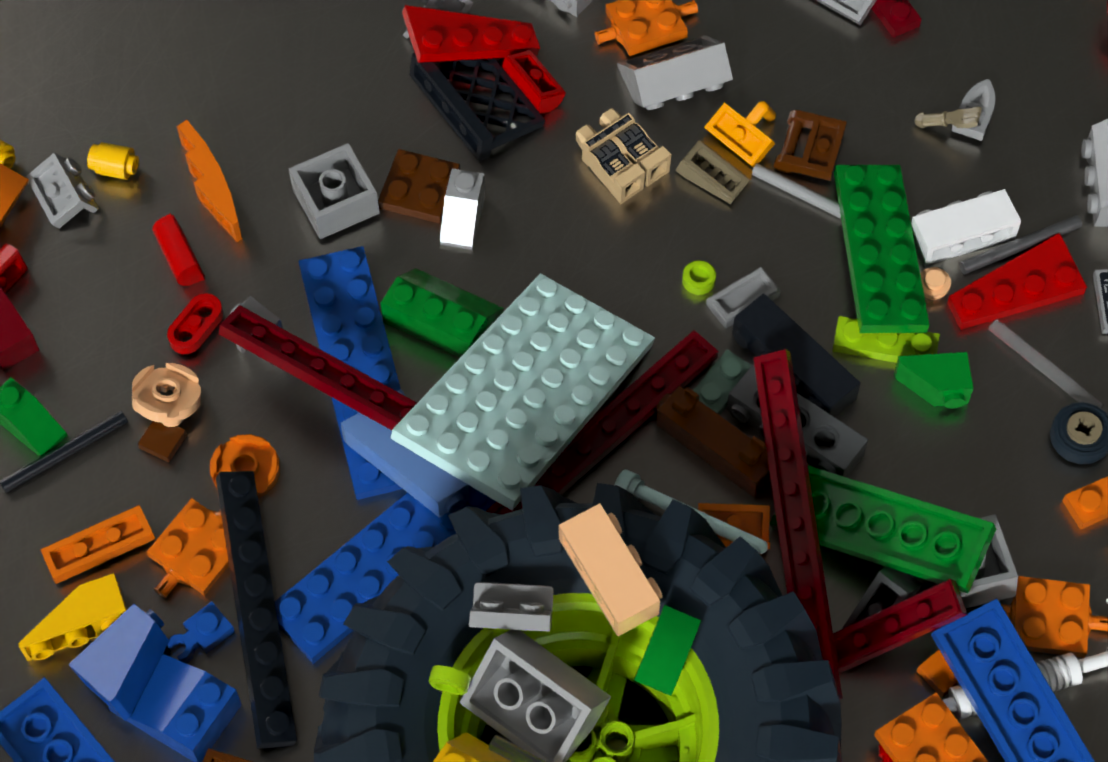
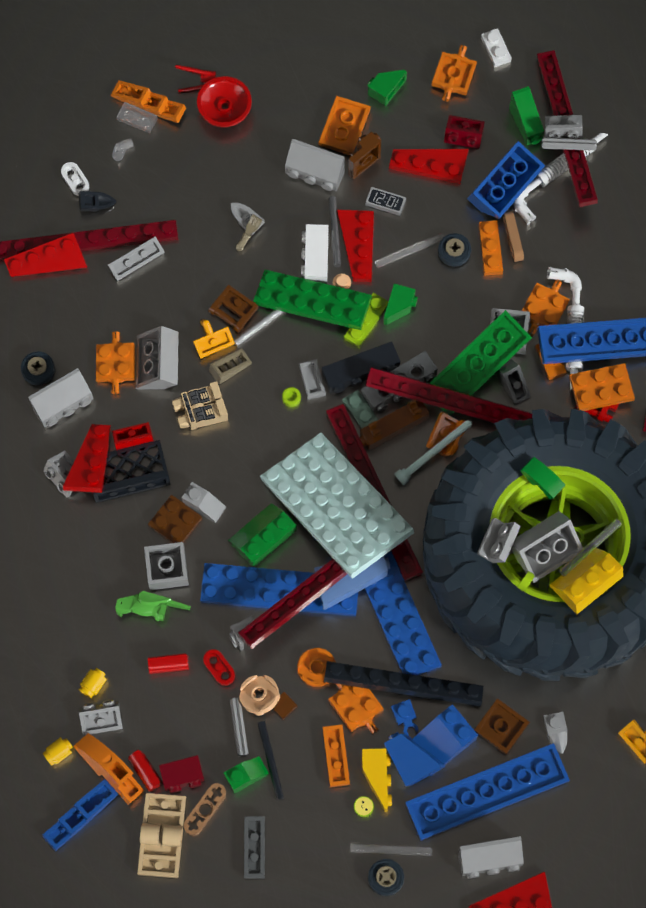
camera: 70 degrees left, 10 degrees up
(22, 617) = (363, 806): none -> light yellow tile
(101, 387) = (239, 728): none -> light grey axle
(210, 182) = (135, 630): orange slope -> none
(261, 188) = (147, 605): none -> bright green animal
(610, 569) = (496, 487): light nougat brick -> none
(898, 624) = (532, 375): dark red tile -> none

